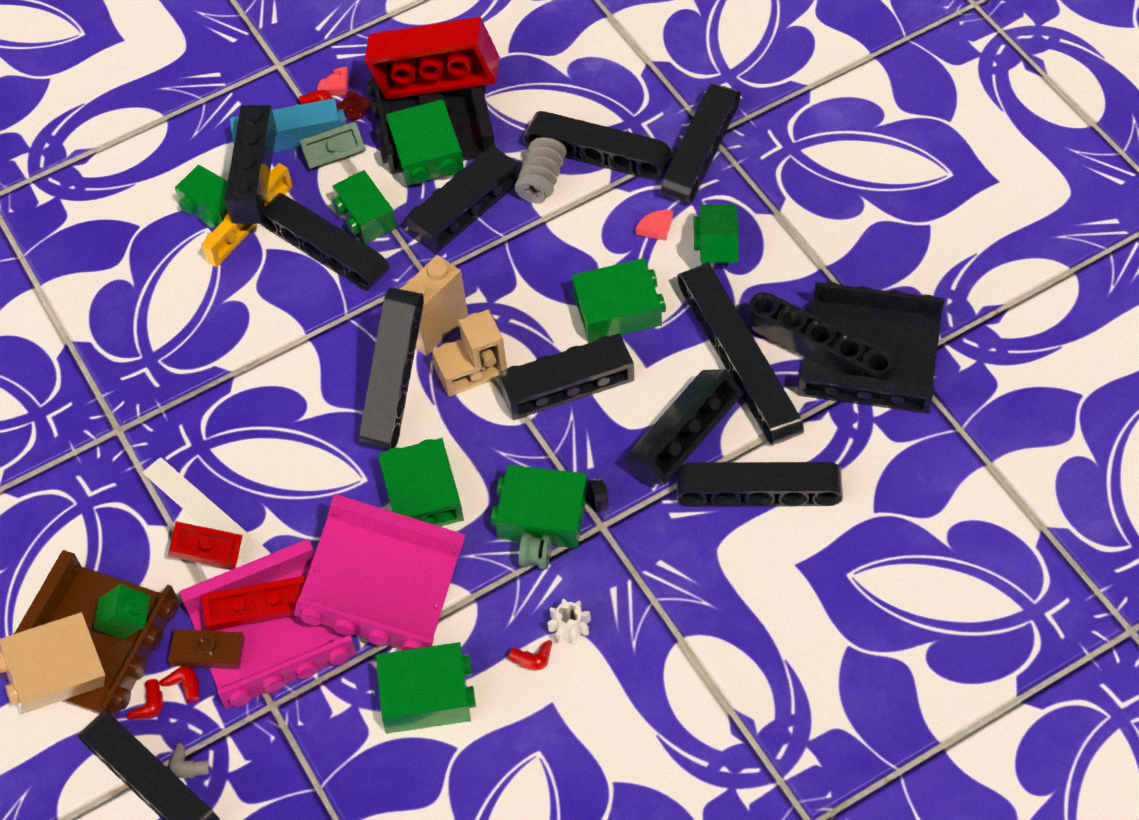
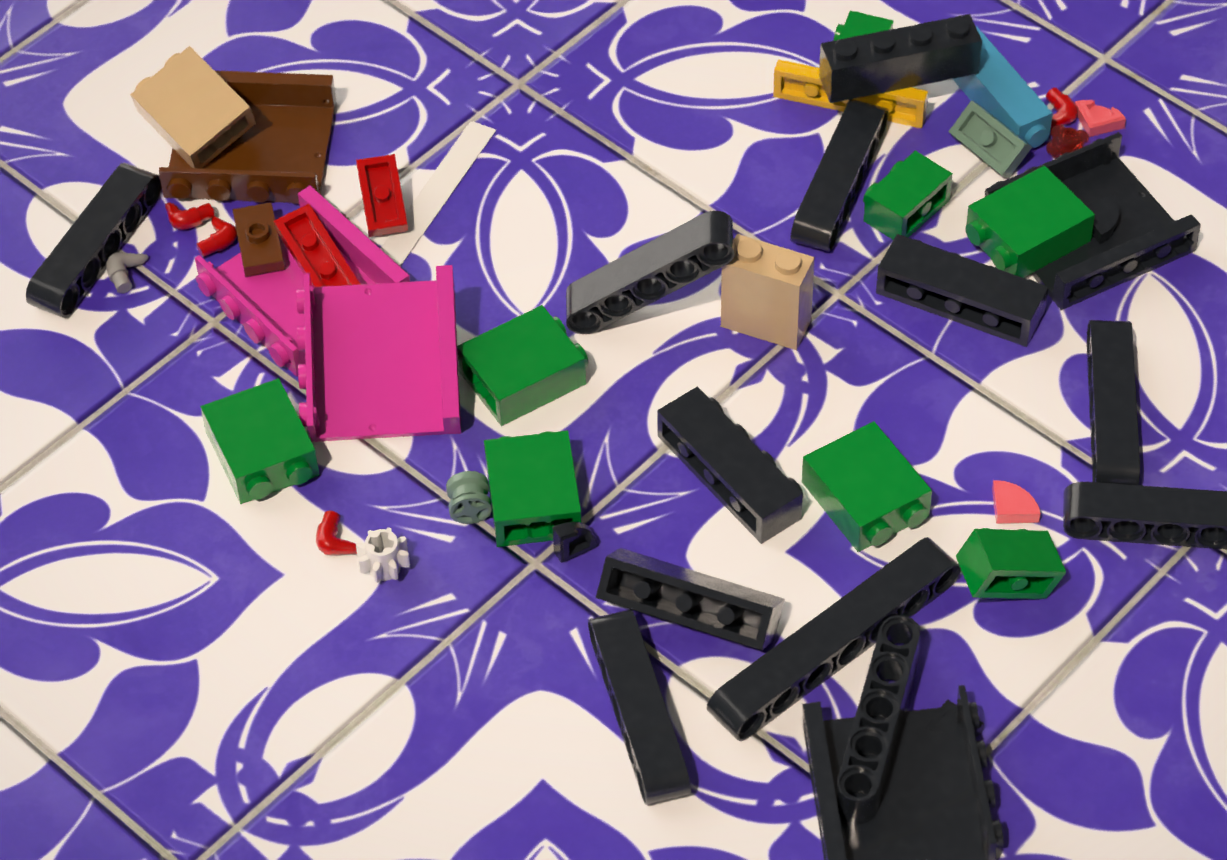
camera: 70 degrees right, 5 degrees down
(121, 612) = (272, 147): green brick -> none
(432, 58) = (1143, 177): red brick -> none
(474, 357) = (719, 357): tan brick -> none
(540, 169) = (1042, 351): light grey piece -> none

